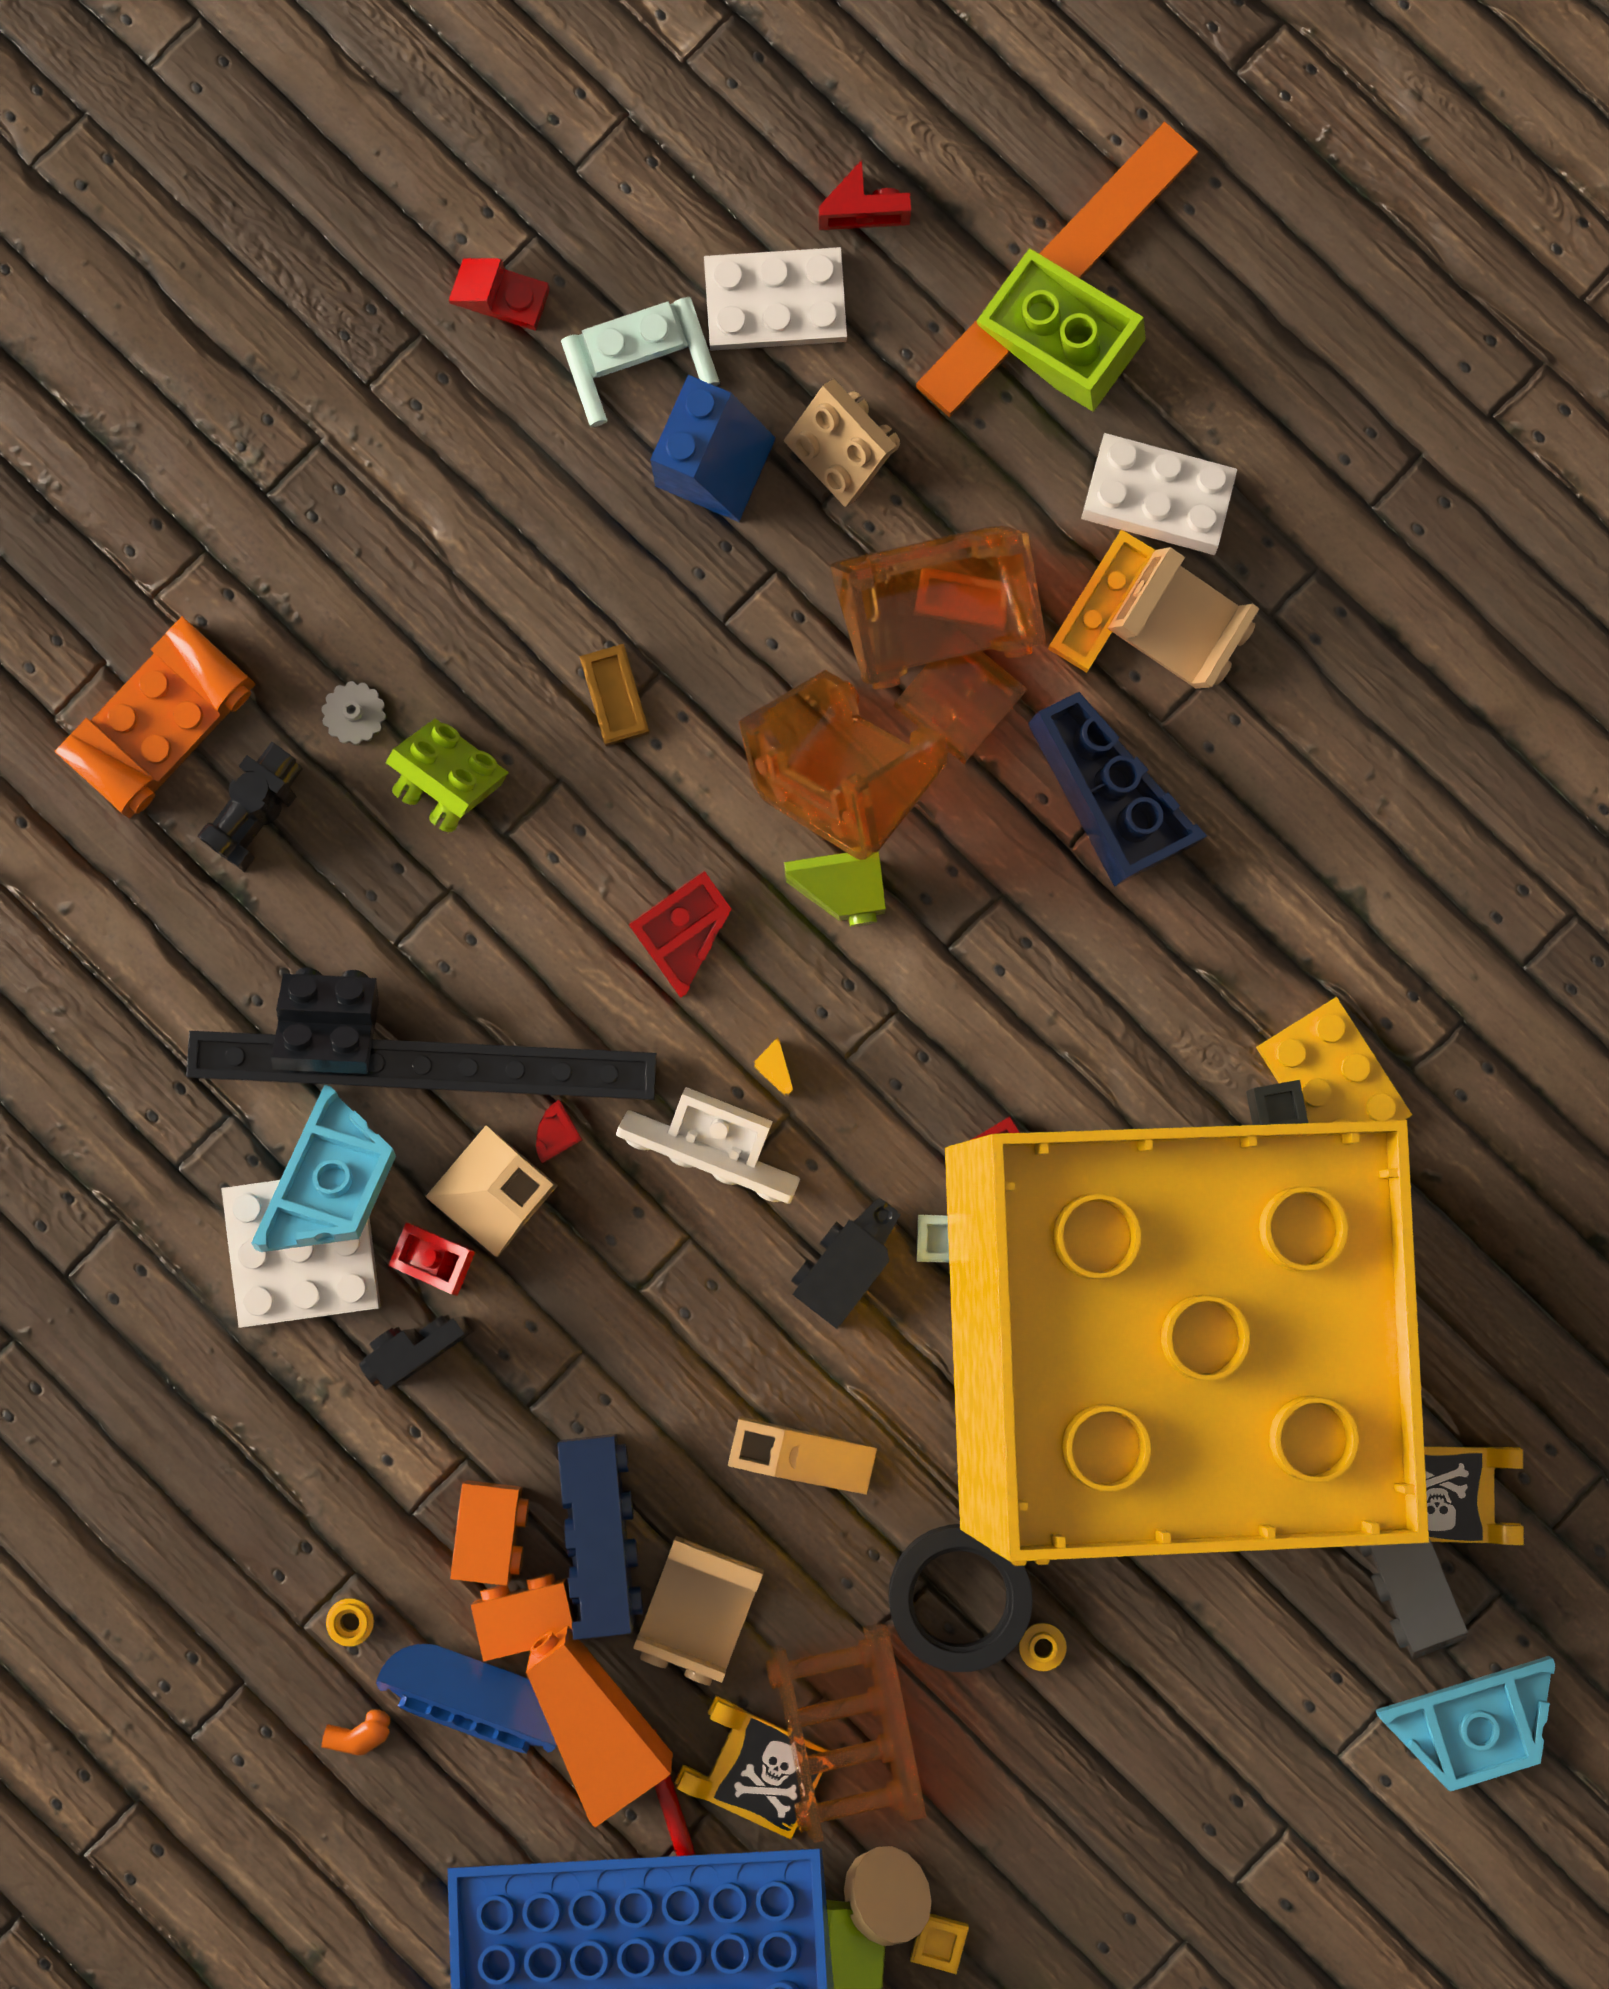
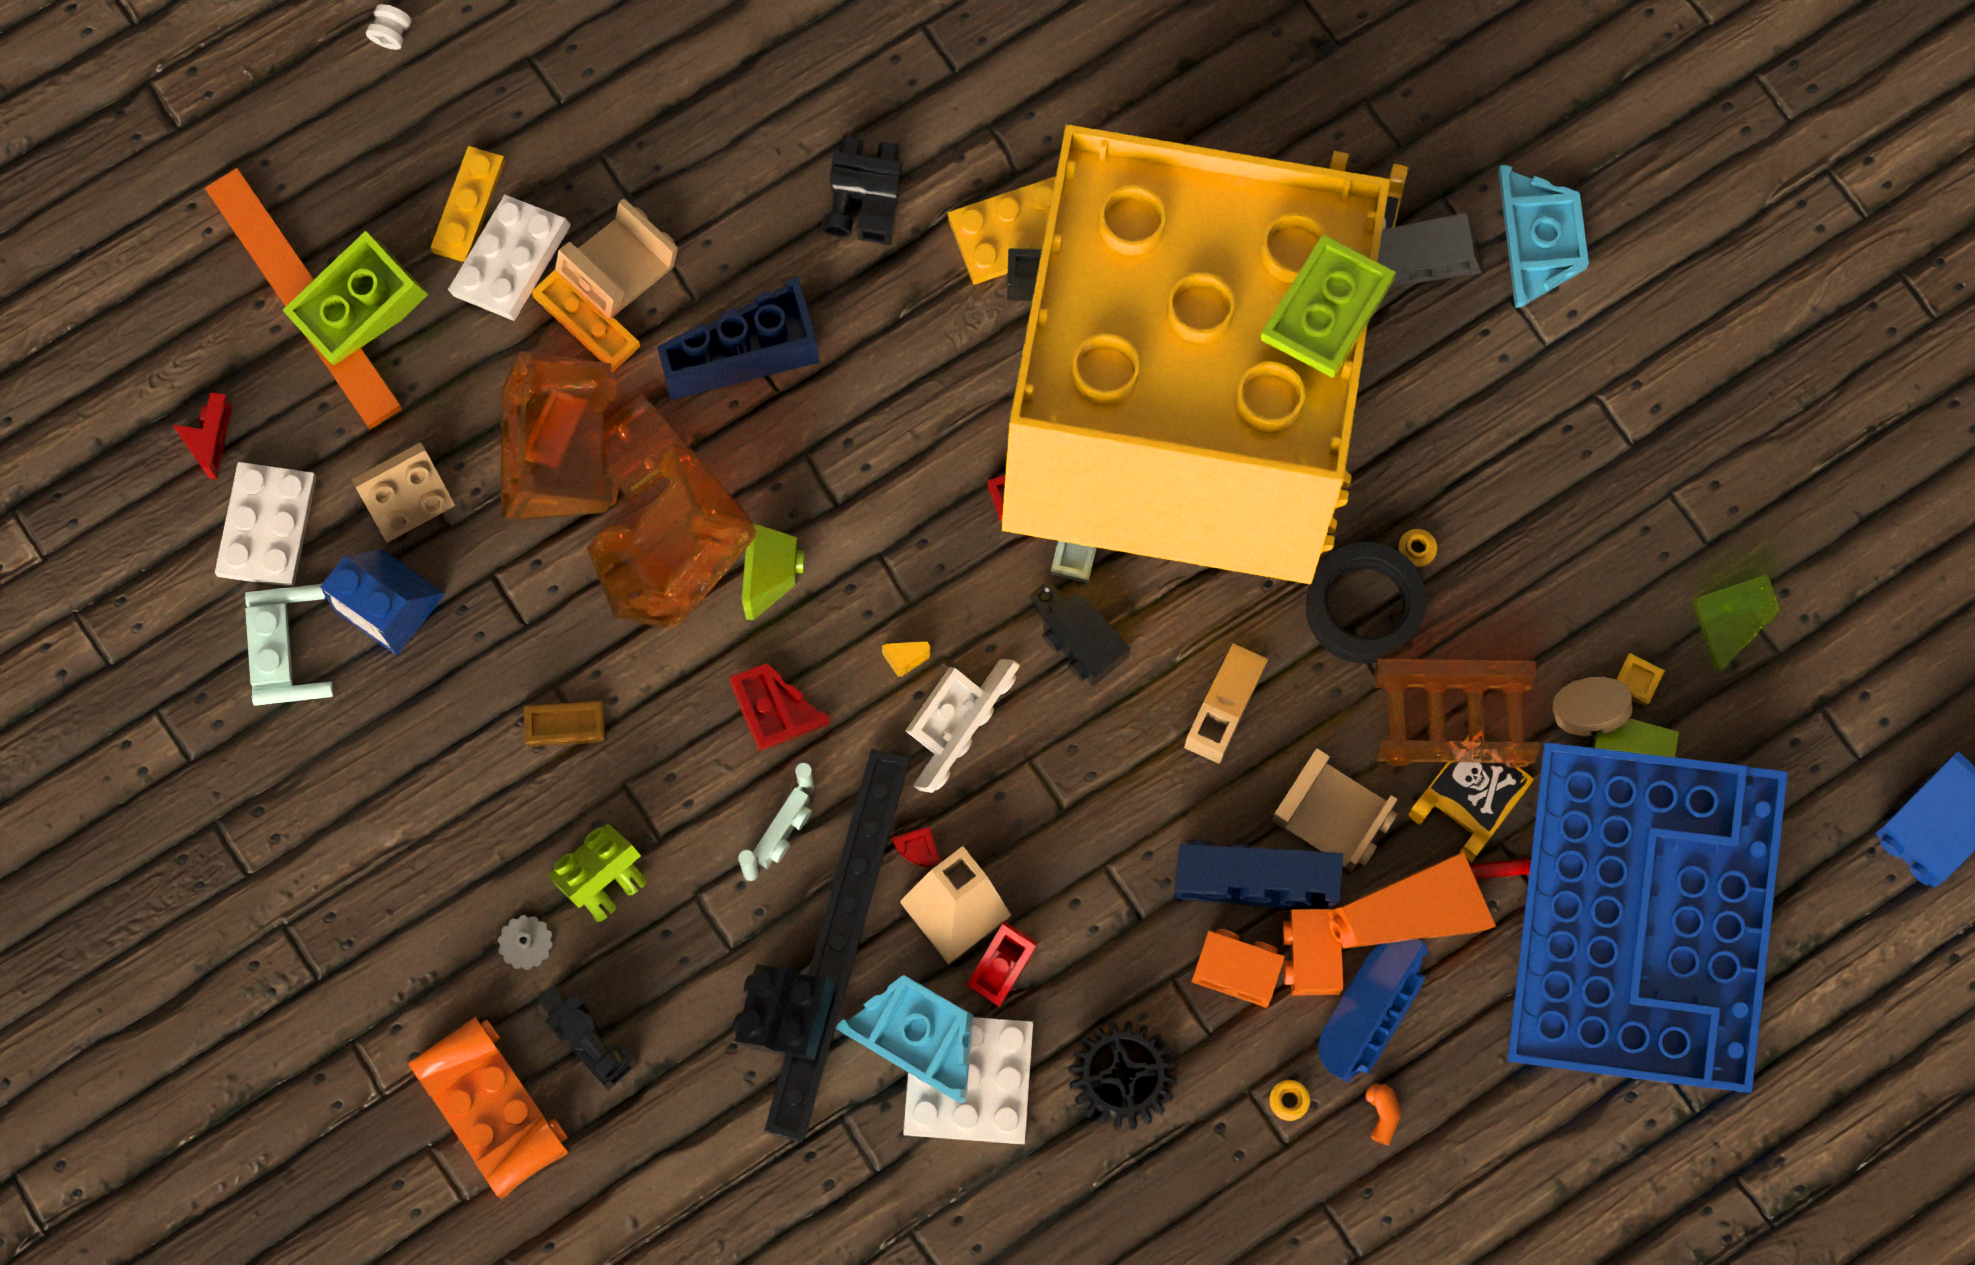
camera: 80 degrees left, 10 degrees down
(344, 1445) = (1104, 1079): none -> black gear
(404, 1353) = (1076, 999): black plate -> none
(499, 293) = (197, 749): red slope -> none
(520, 966) = (792, 815): none -> light aqua plate
(1217, 429) = (468, 204): none -> yellow plate
(1233, 1498) = (1328, 306): none -> lime plate
(1352, 895) = (867, 180): none -> black hips
(1415, 280) = (388, 26): none -> white wheel

